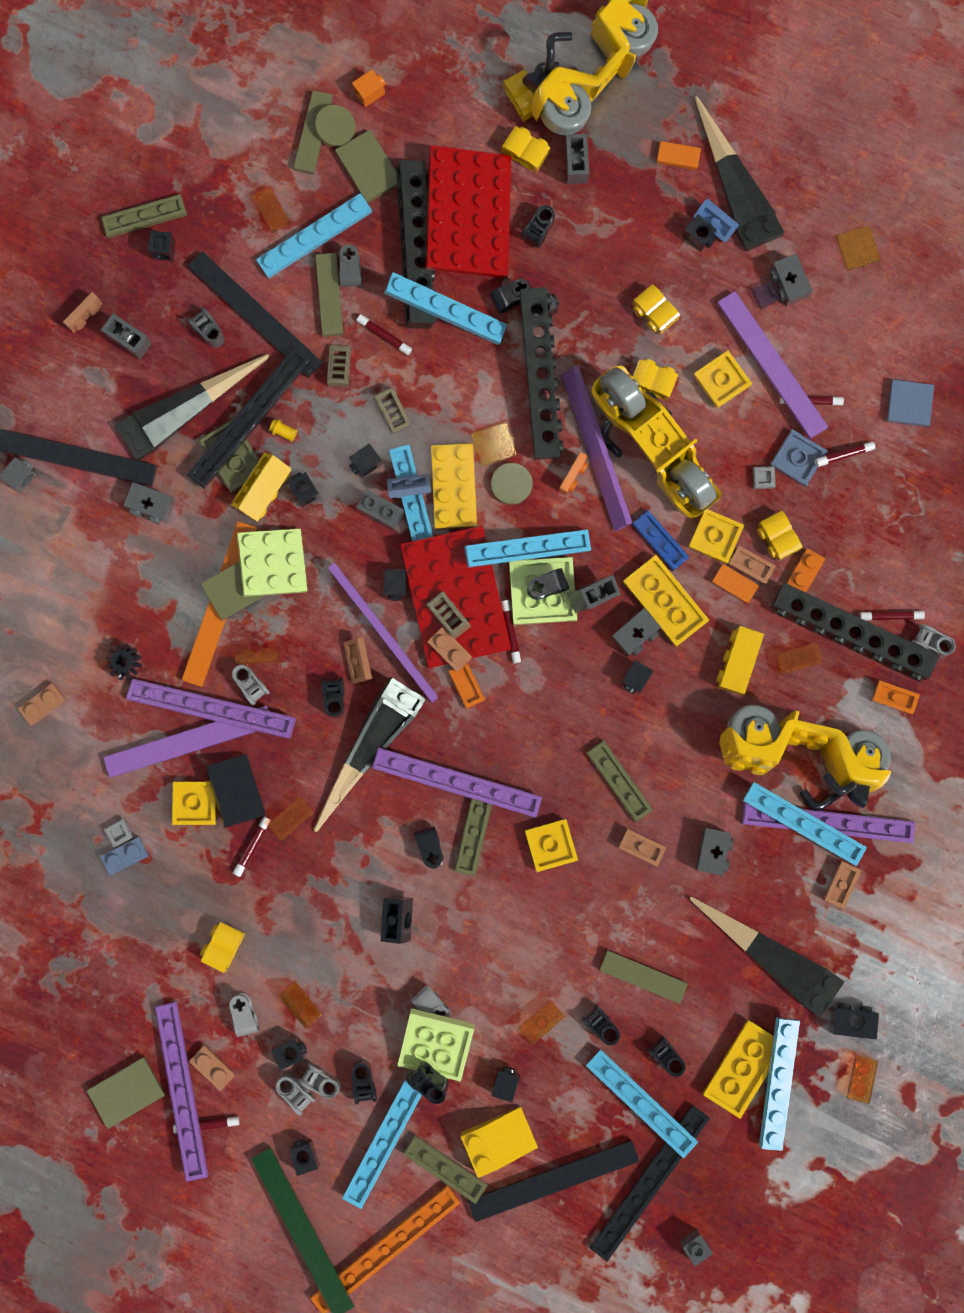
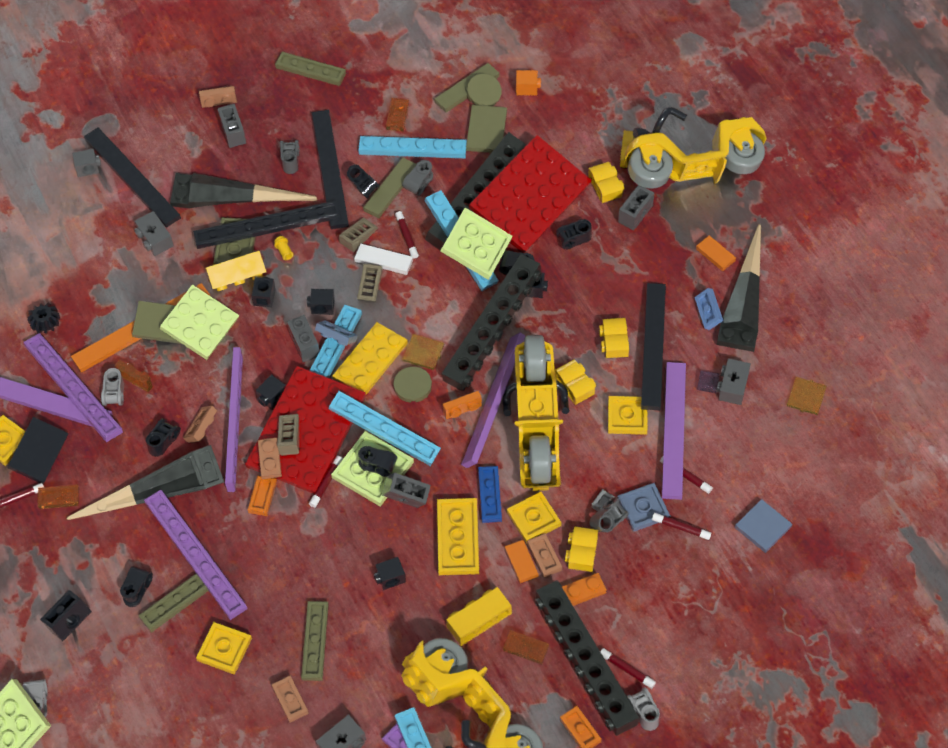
camera: 40 degrees right, 25 degrees down
(161, 245) = (304, 88): black brick -> none
(302, 308) = (364, 182): none -> black piece
(384, 375) = (387, 259): none -> white tile
(467, 304) = (476, 243): none -> yellowish green plate
(624, 637) = (408, 536): dark grey brick -> none
(696, 225) = (689, 302): black brick -> none
(696, 294) = (653, 347): none -> black tile
(781, 493) = (612, 515): none -> dark grey piece

